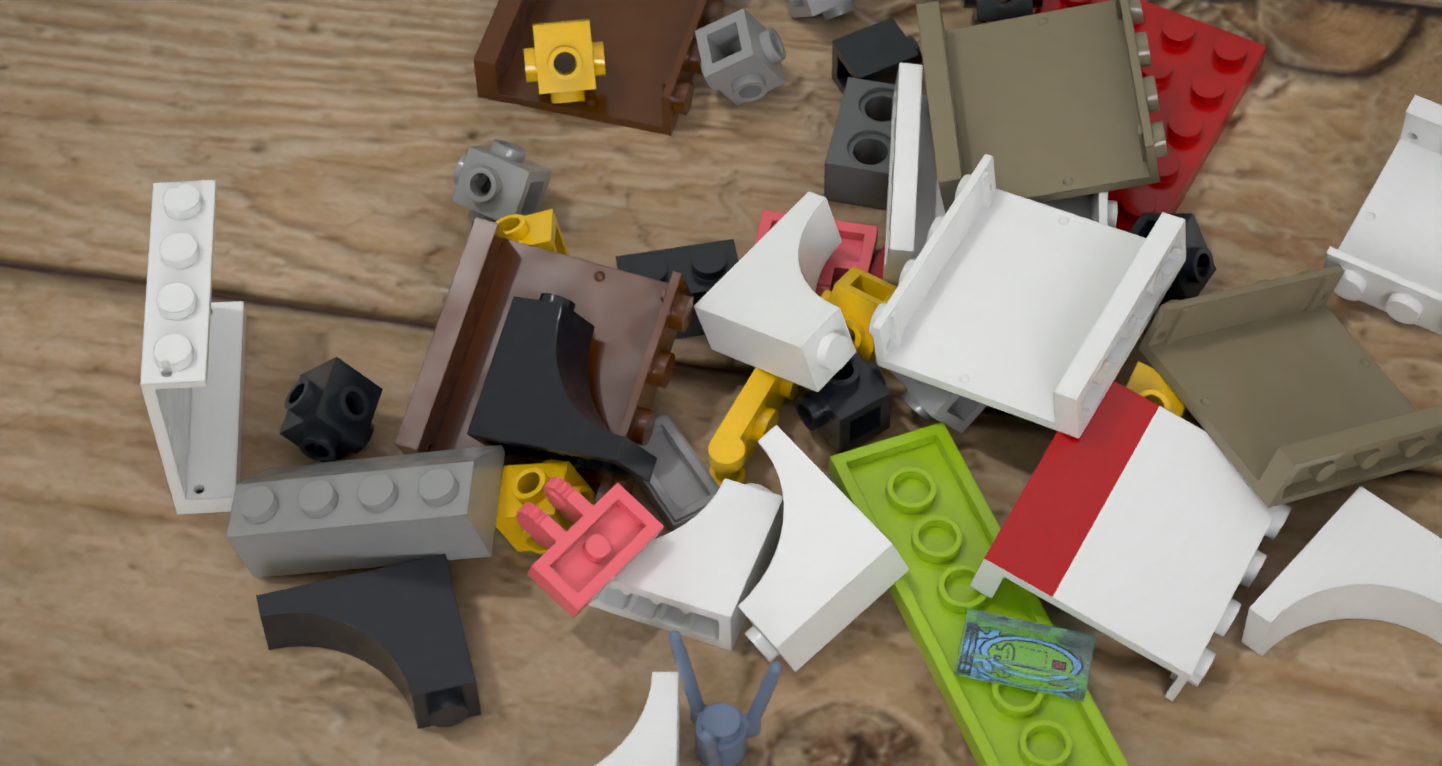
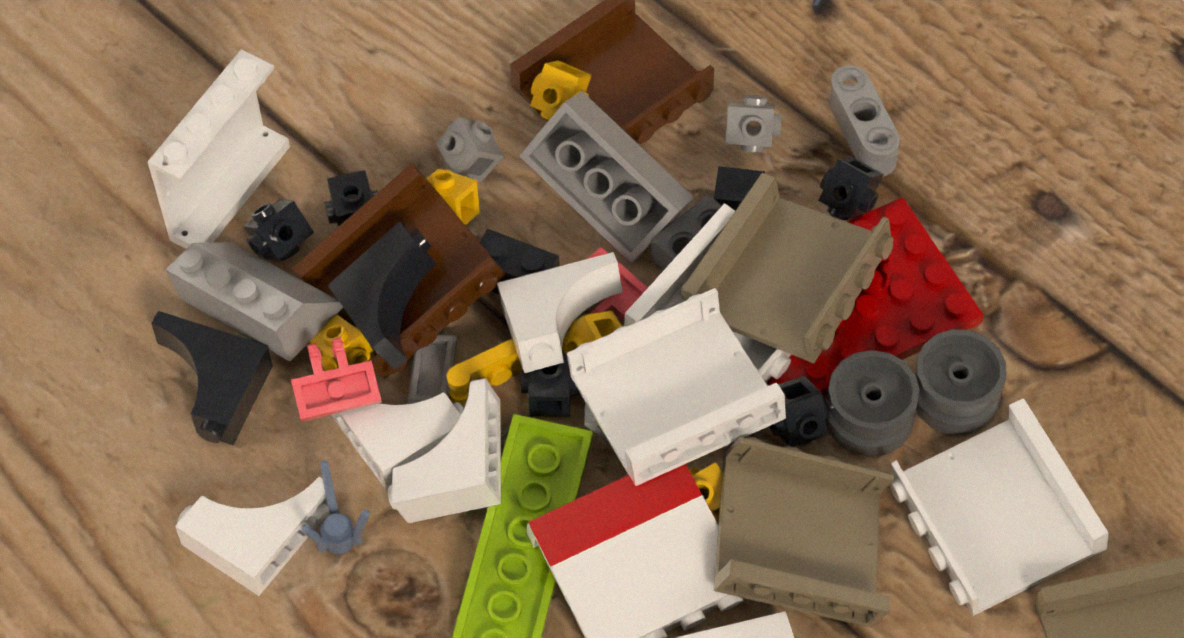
camera: 35 degrees right, 5 degrees up
(398, 326) = (347, 196): none -> black brick
(711, 120) = (605, 176): none -> light grey slope
(741, 57) = (664, 143): light grey brick -> none
(1025, 655) = (521, 590): clear light blue tile -> none
(1246, 199) = (872, 403): none -> dark grey wheel
(1314, 126) = (959, 381): none -> dark grey wheel

